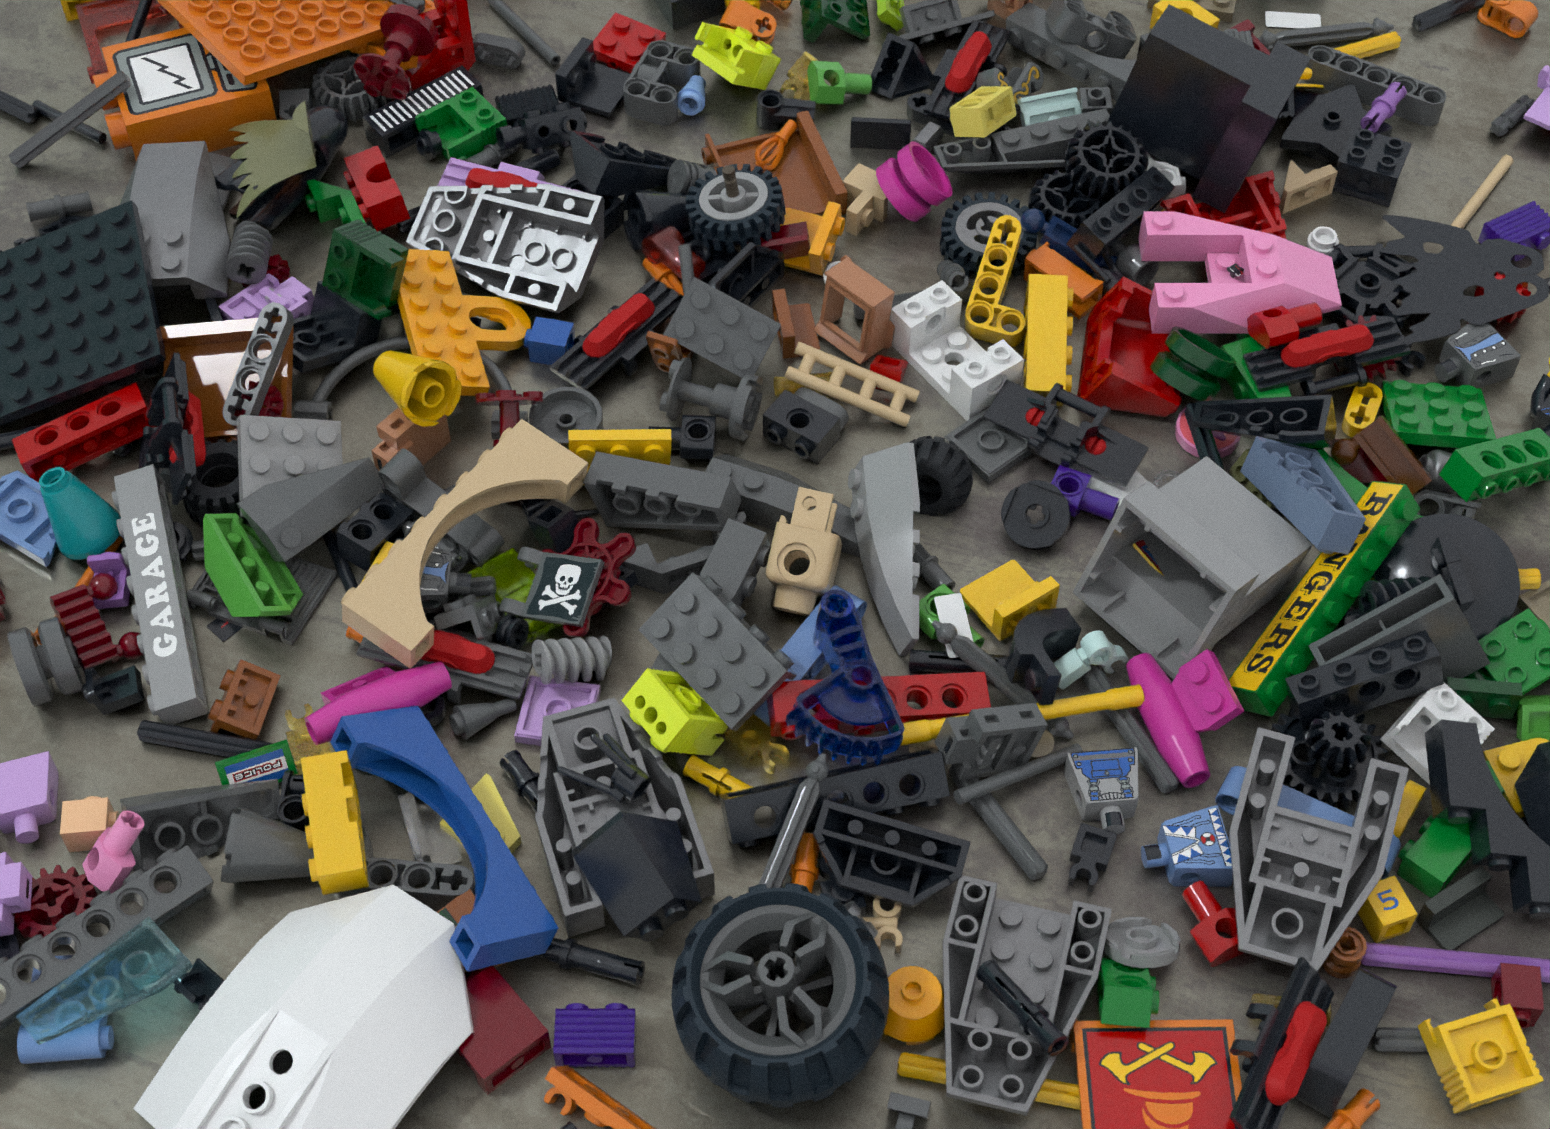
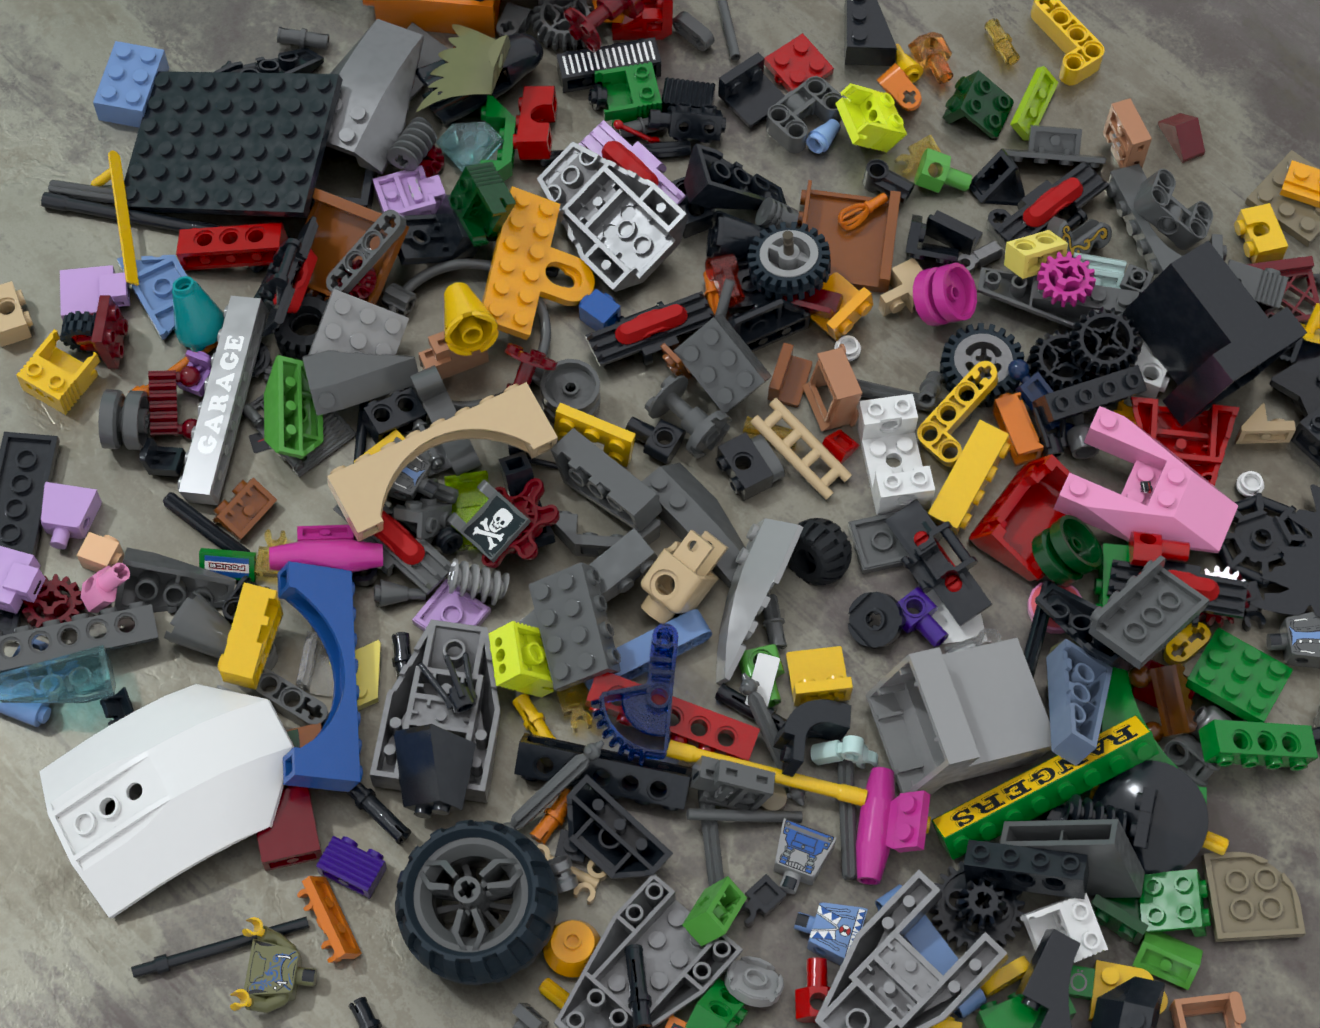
camera: 25 degrees right, 10 degrees up
(308, 235) = (469, 143): none -> clear light blue plate
(470, 156) = (618, 124): none -> red hinge
(847, 142) = (920, 250): none -> black bracket
(1030, 118) = (1068, 278): none -> dark pink gear
(1054, 884) = (714, 911): none -> bright green brick
(1324, 376) = (1146, 613): none -> dark grey bracket

